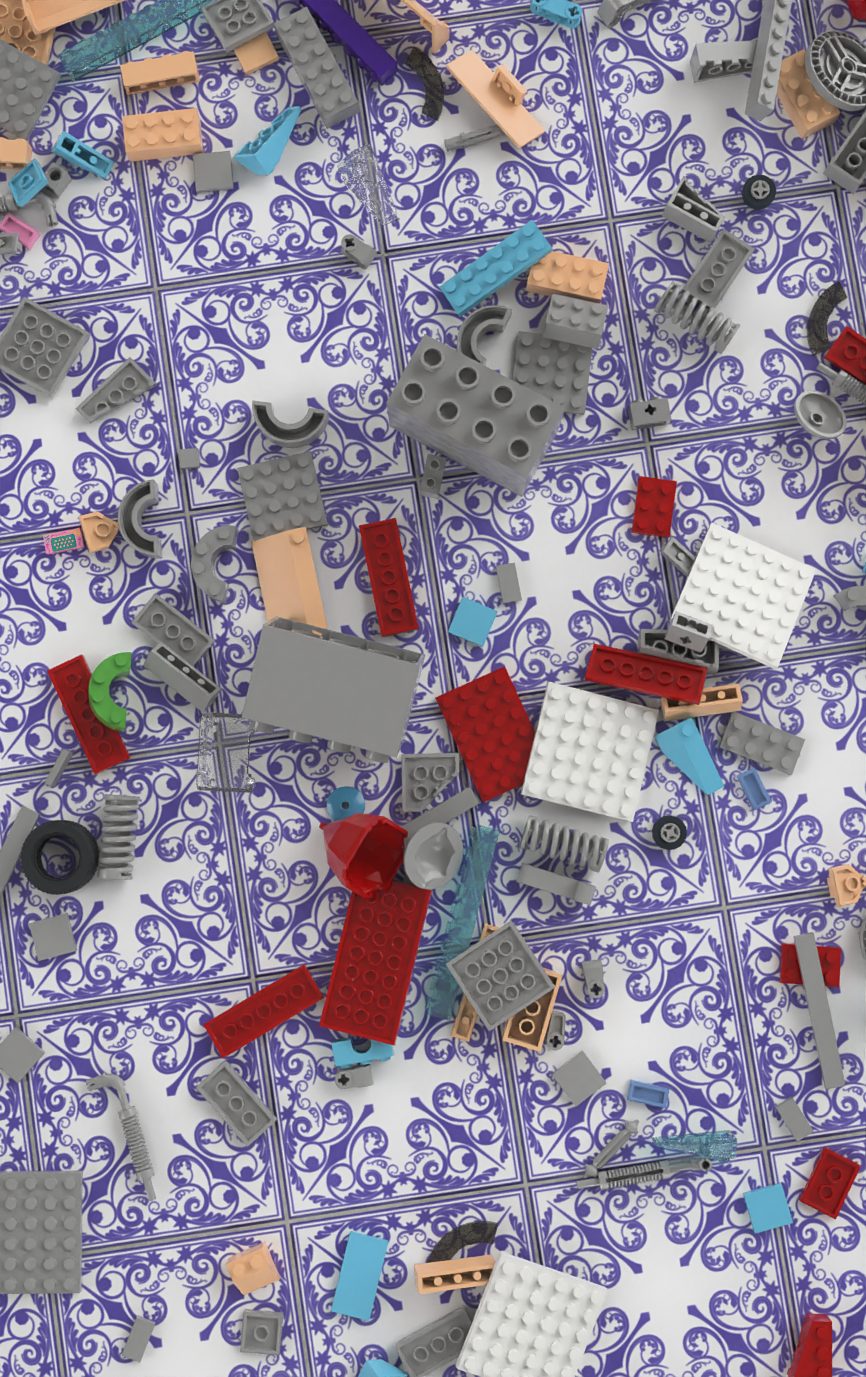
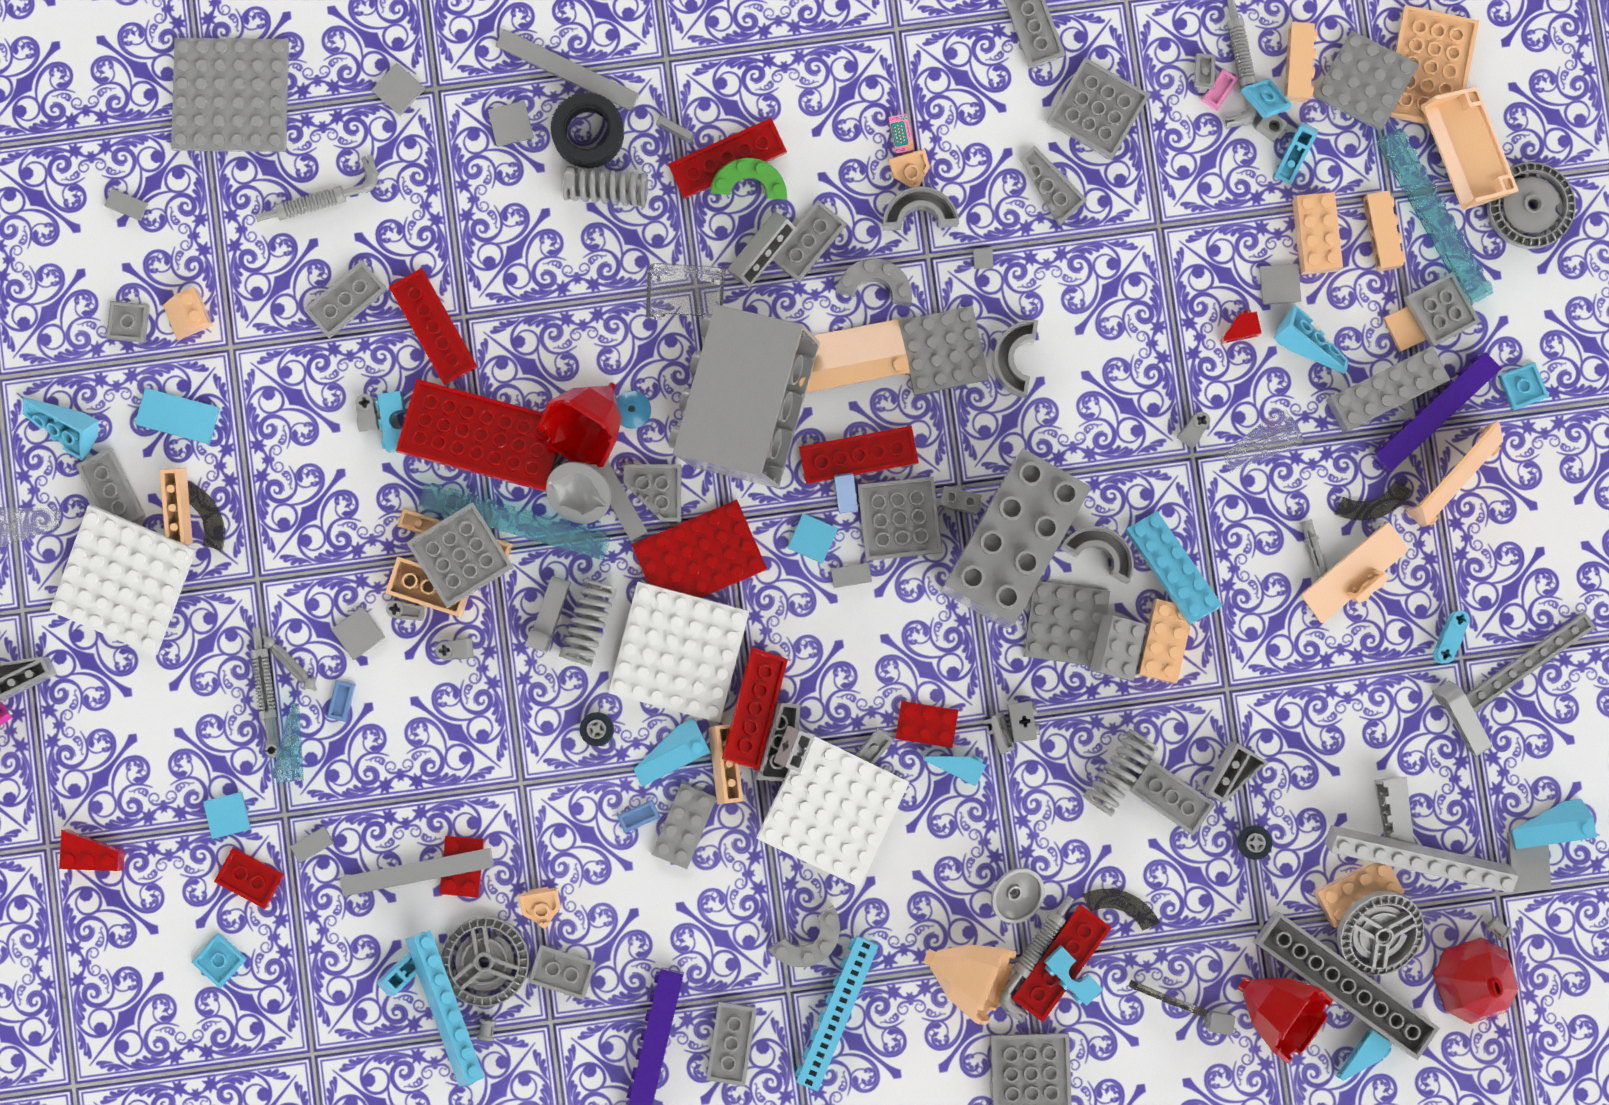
camera: 85 degrees right, 0 degrees up
(256, 205) = (1243, 327): none -> red slope
(427, 589) = (845, 493): none -> tile
(451, 536) = (899, 518): none -> light grey plate
(667, 432) = (1002, 735): none -> light grey plate
(695, 470) = (963, 767): none -> medium azure slope

